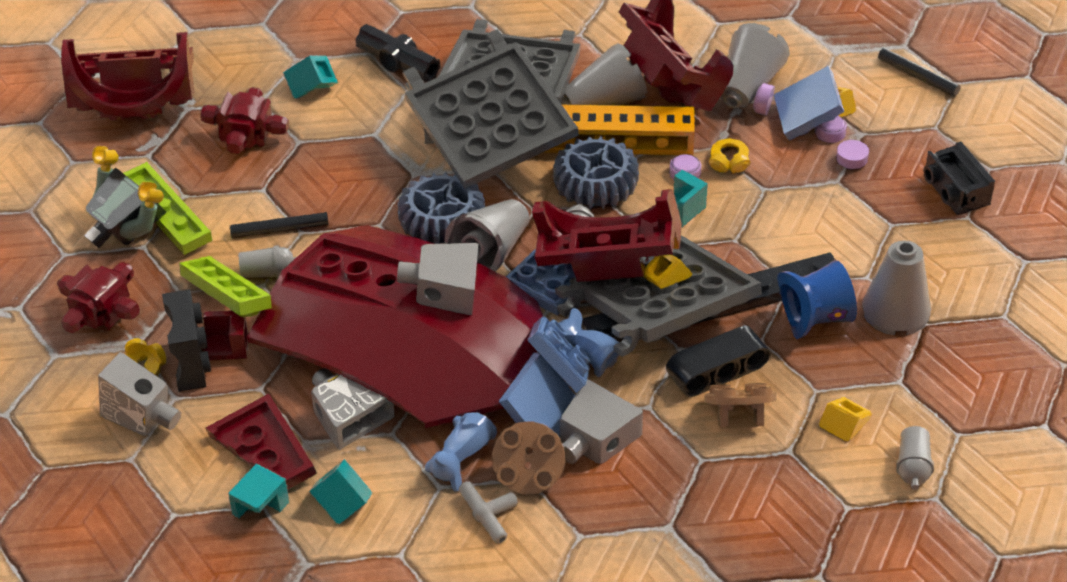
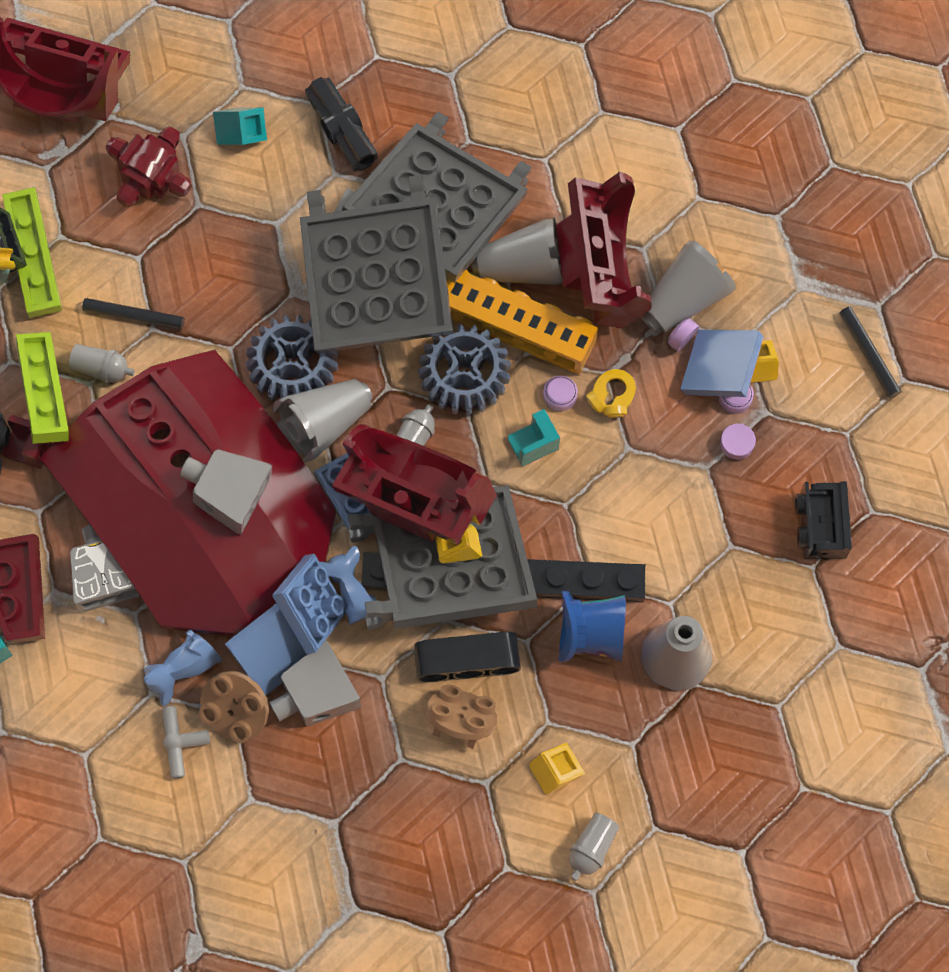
camera: 20 degrees right, 25 degrees up
(341, 492) = (56, 670): teal panel -> none

